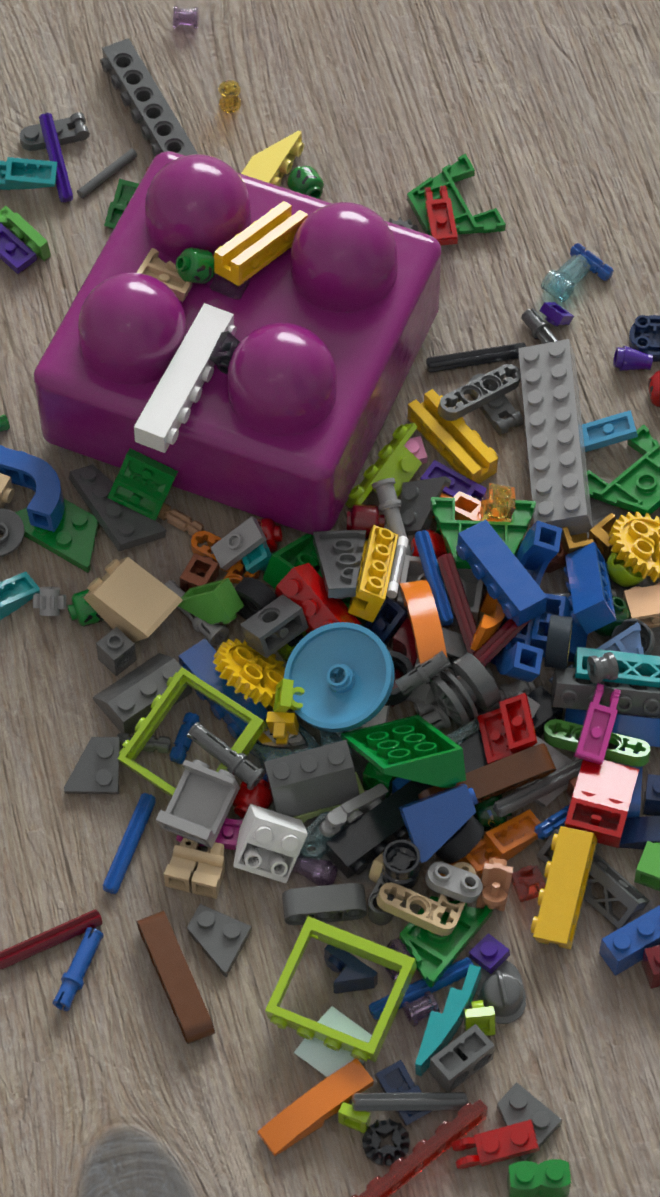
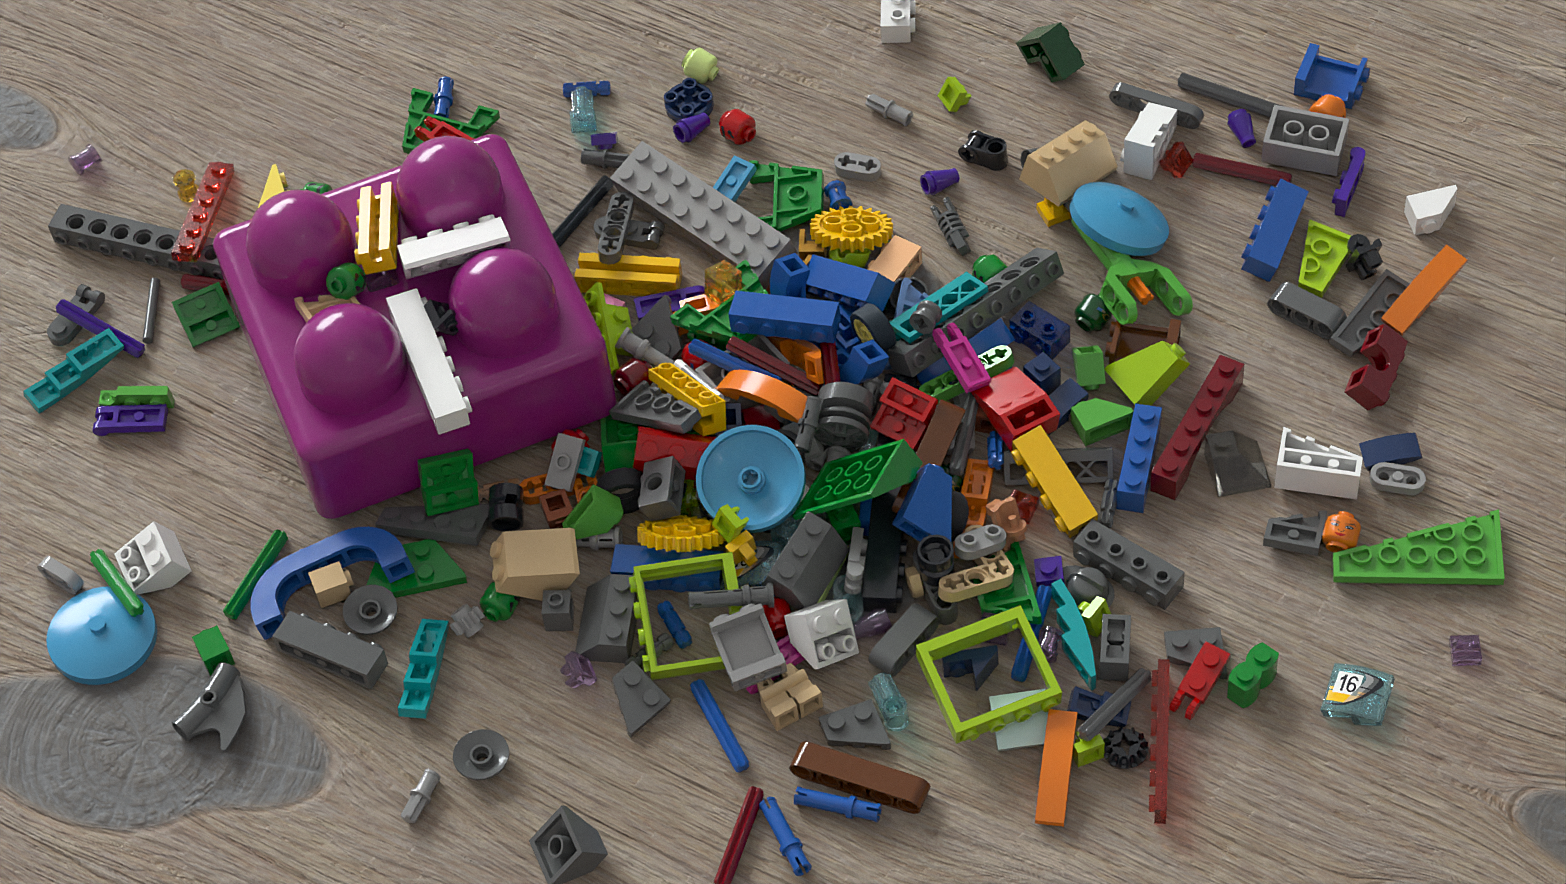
camera: 40 degrees left, 5 degrees down
(82, 709) = (579, 669): none -> clear purple tile
(143, 989) = (850, 807): none -> blue pin
(160, 547) = (506, 507): none -> black wheel
(216, 125) = (202, 212): none -> clear red plate
(261, 940) = (889, 701): none -> clear light blue piece
(291, 303) = (451, 247): none -> white slope
(480, 181) = (443, 98): none -> blue pin
(550, 1004) = (1128, 564): none -> dark grey brick
(590, 945) = (1108, 503): none -> dark grey axle

